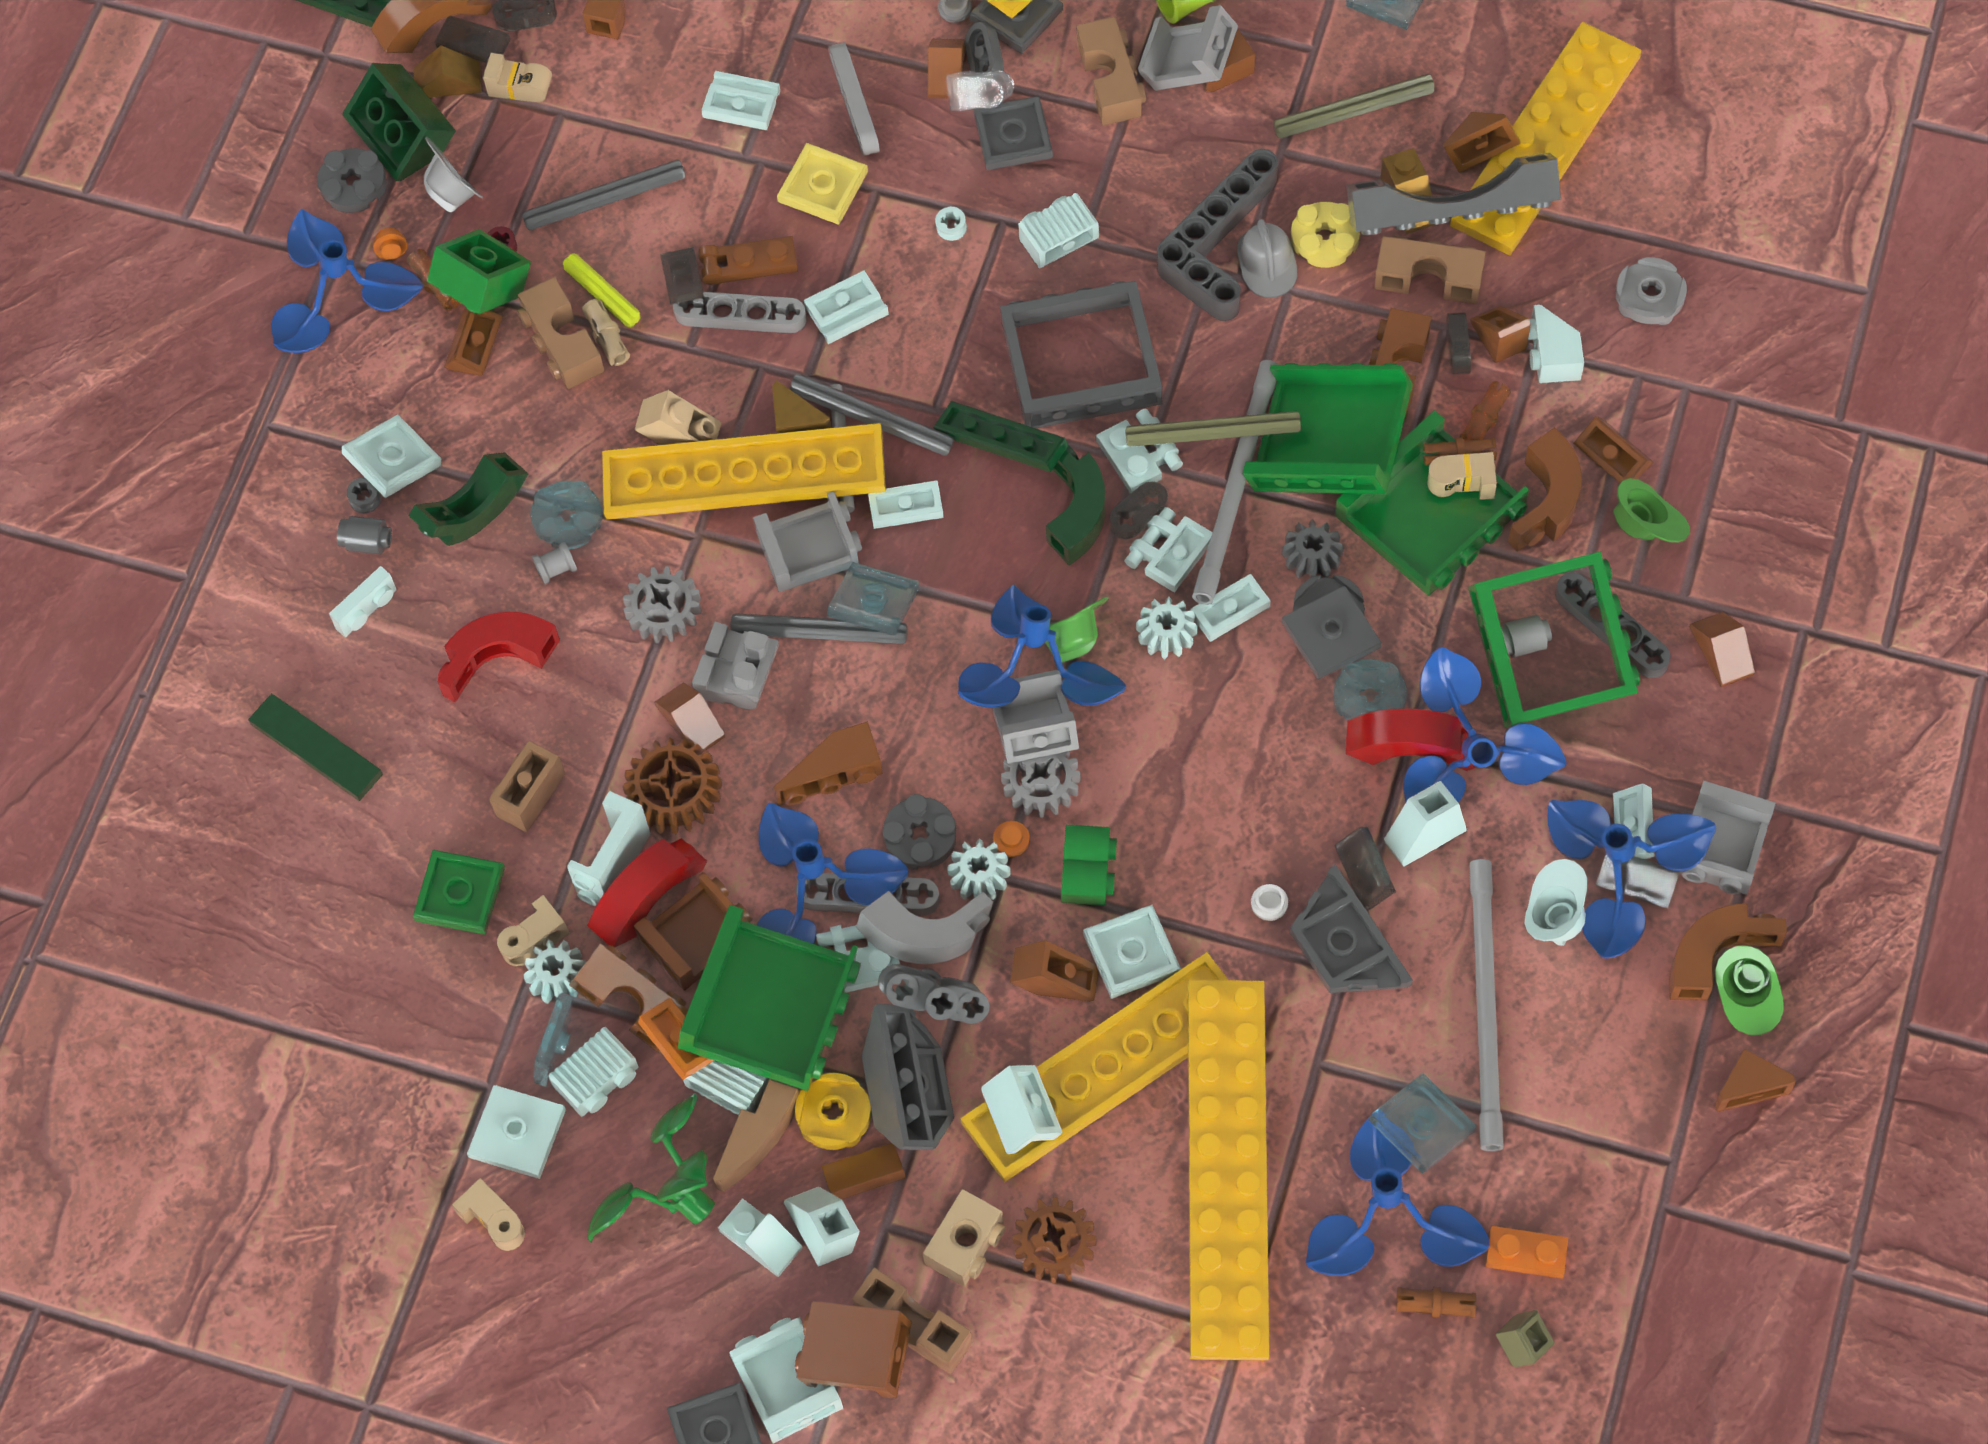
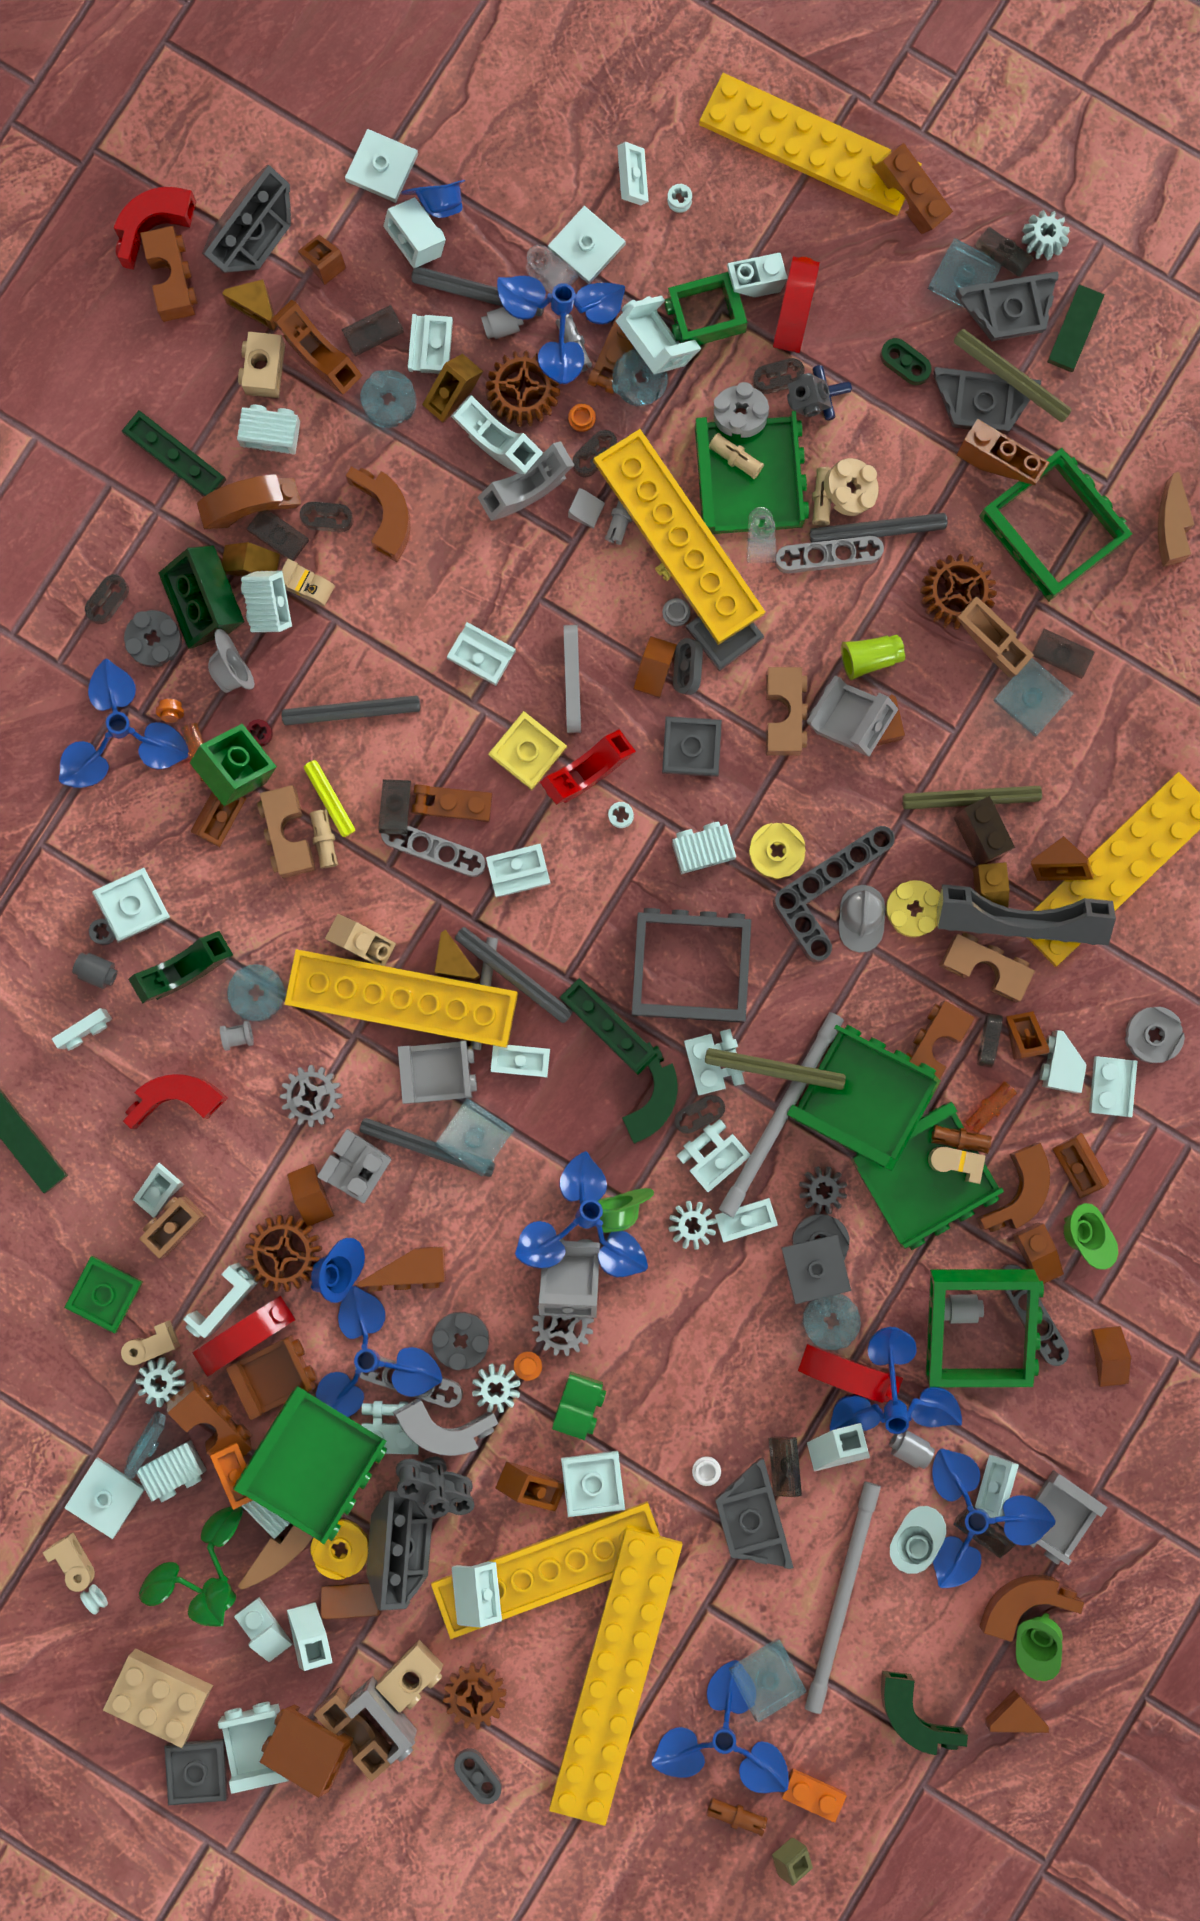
camera: 10 degrees right, 20 degrees up
(283, 152) = (101, 595): none -> clear smoke beam
(476, 100) = (266, 601): none -> light aqua brick
(499, 745) = (157, 1190): none -> light aqua slope
(531, 1253) = (93, 1599): none -> light aqua bush
(643, 1348) = (158, 1697): none -> tan brick
(745, 784) = (338, 1270): none -> blue piece
(902, 179) = (589, 768): none -> red arch
(921, 1265) = (393, 1722): none -> light grey panel
(973, 89) = (670, 703): clear piece -> none
(1087, 1340) = (475, 1776): none -> dark grey plate
(1142, 230) = (761, 852): none -> light yellow plate
(1375, 120) = (984, 831): none -> dark brown brick
(1514, 808) = (912, 1449): none -> light grey brick
(1590, 535) = (1039, 1252): none -> dark orange slope
(1614, 1125) = (897, 1701): none -> dark green arch
(1621, 359) = (1113, 1086): none -> light aqua plate

